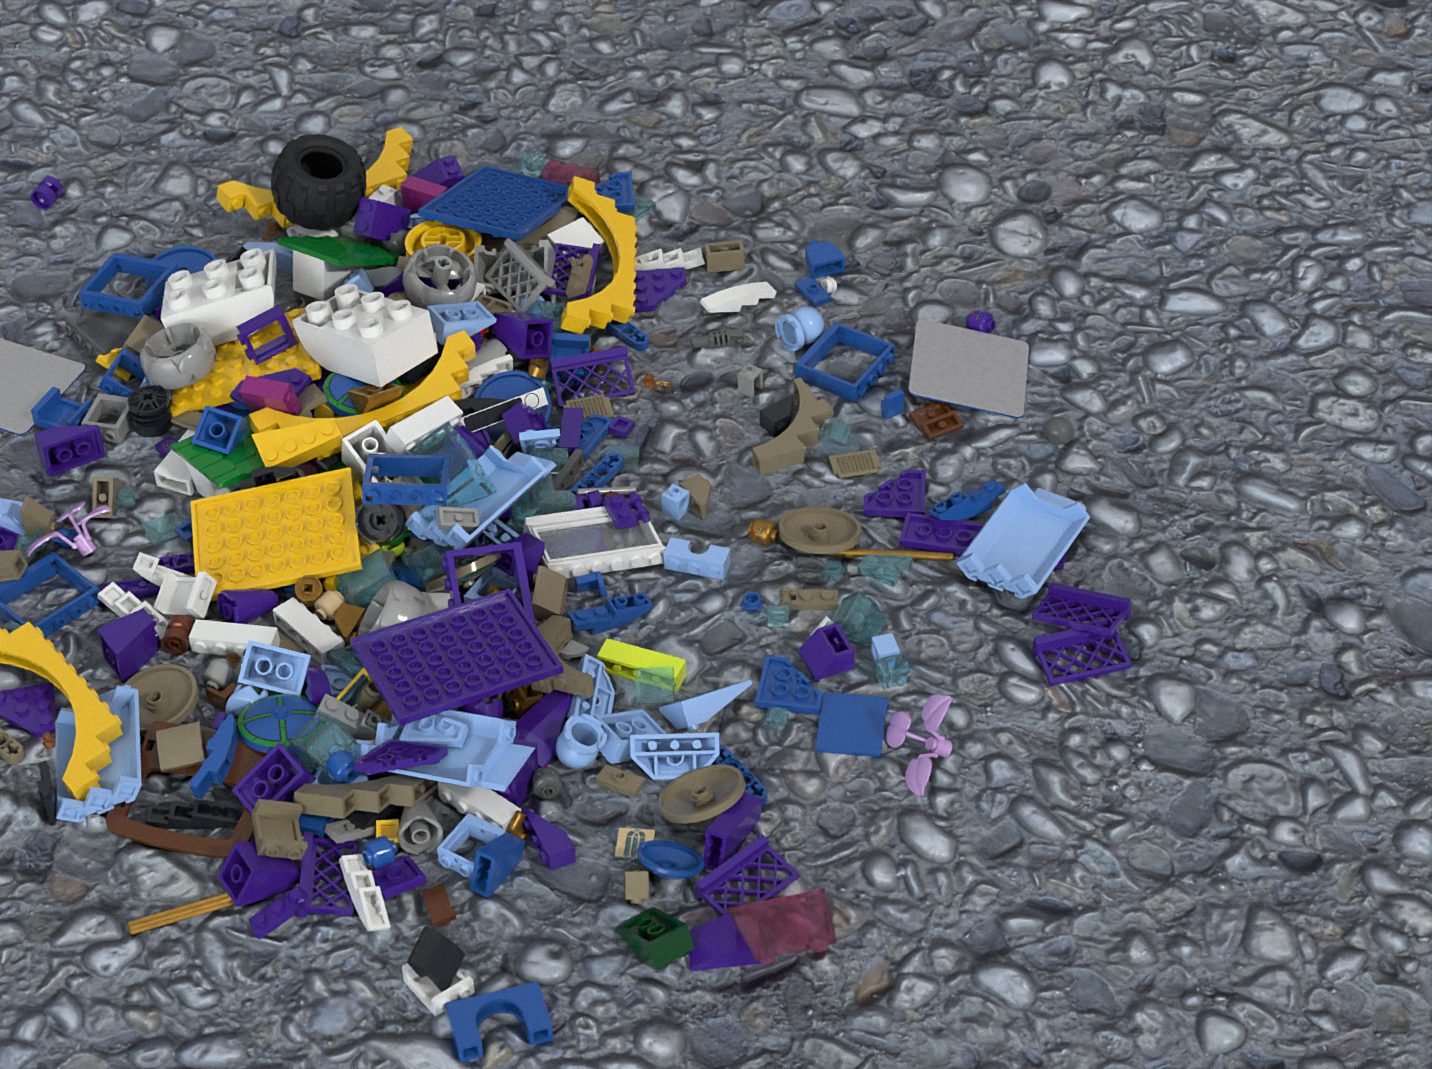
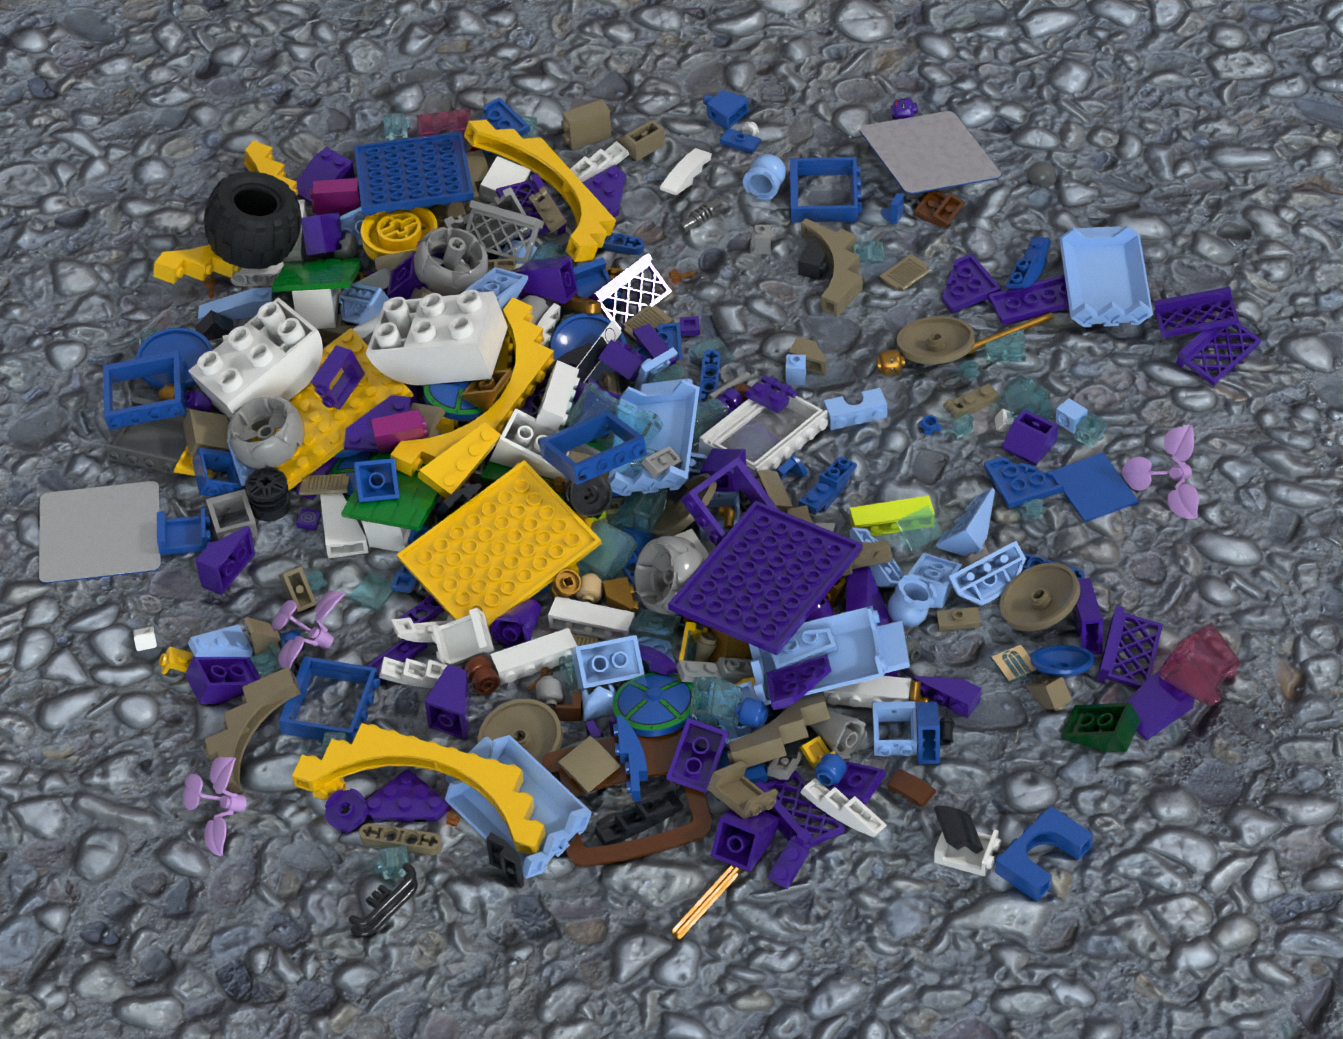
camera: 30 degrees left, 5 degrees up
(516, 872) = (946, 730): none -> black pin
(685, 223) = (586, 124): none -> dark tan brick

